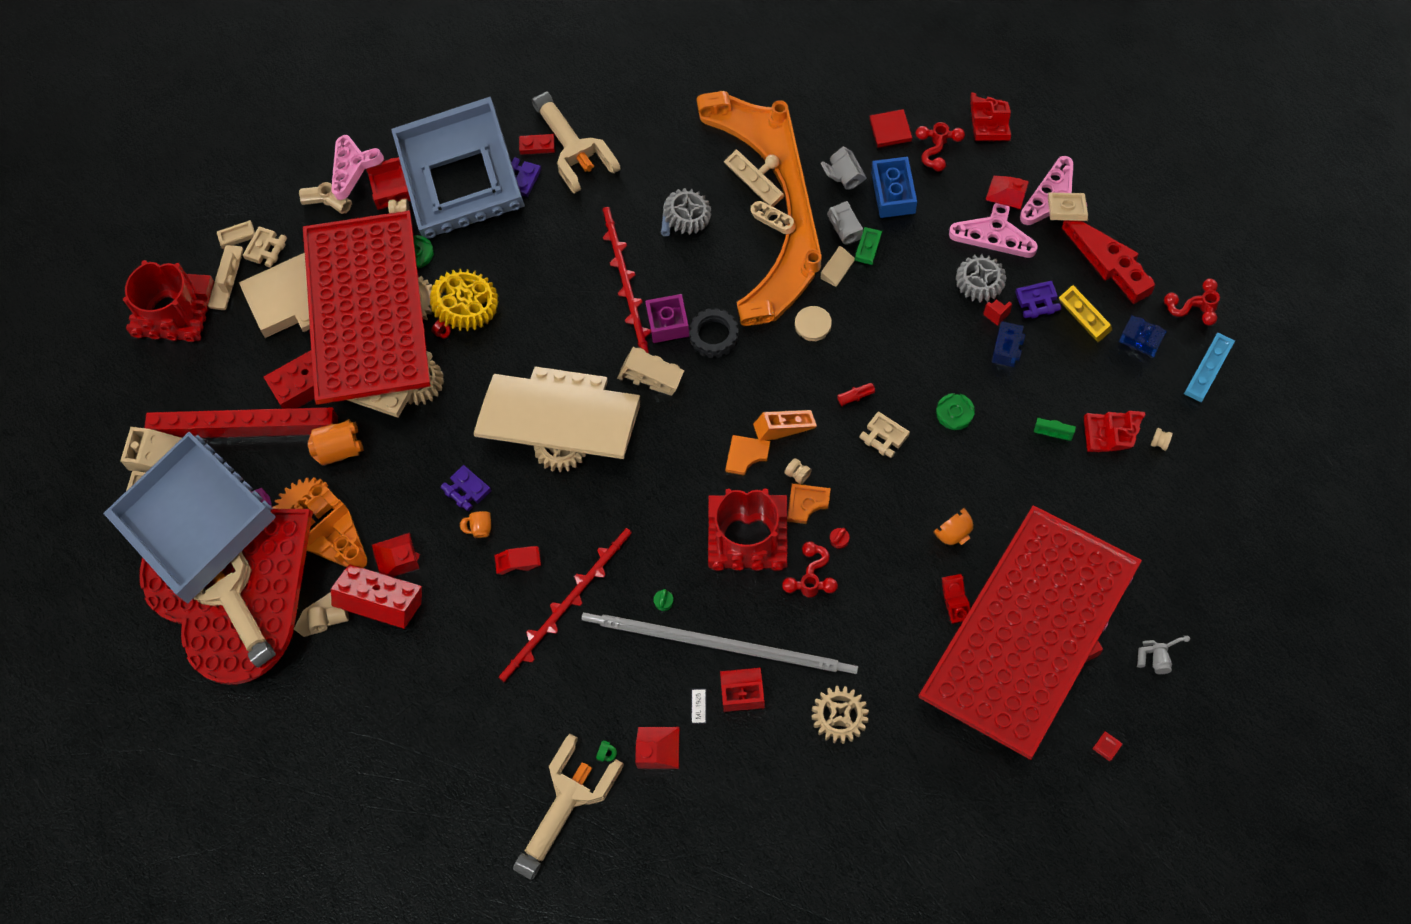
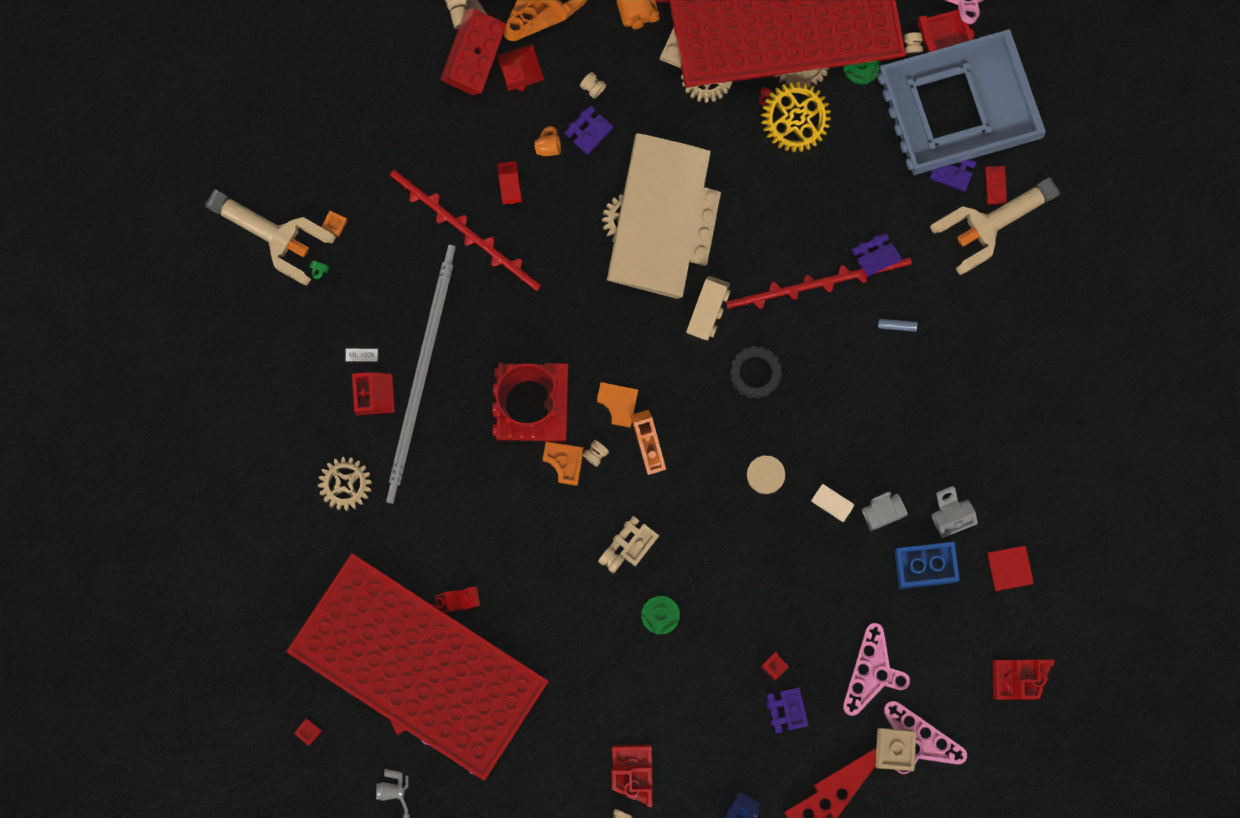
camera: 85 degrees right, 15 degrees up
(419, 484) = (592, 84): none -> tan wheel
(555, 736) = (334, 223): none -> orange plate
(605, 232) = (878, 259): none -> dark purple plate
(657, 748) = (321, 316): red slope -> none
(663, 600) = (466, 322): green tile -> none
(667, 318) = (770, 324): magenta brick -> none
(682, 215) = (903, 361): light grey gear -> none
(755, 178) = (945, 418): tan plate -> none
(771, 133) = (996, 436): orange panel -> none
(777, 223) = (892, 444): tan beam -> none
(829, 585) = (473, 478): red piece -> none
(839, 538) = (525, 492): red tile -> none
(855, 394) = (681, 515): red axle -> none
(868, 245) = (857, 536): green plate -> none
(904, 454) = (611, 560): none -> tan wheel
(923, 133) = (999, 602): red piece -> none
(956, 529) = (526, 603): orange cylinder -> none
(976, 286) = (811, 641): light grey gear -> none
(1007, 191) = (922, 689): red slope -> none
(1007, 344) = (733, 673): clear blue brick -> none
(1054, 428) = (636, 712): green plate -> none
(1085, 313) = (765, 756): yellow brick -> none

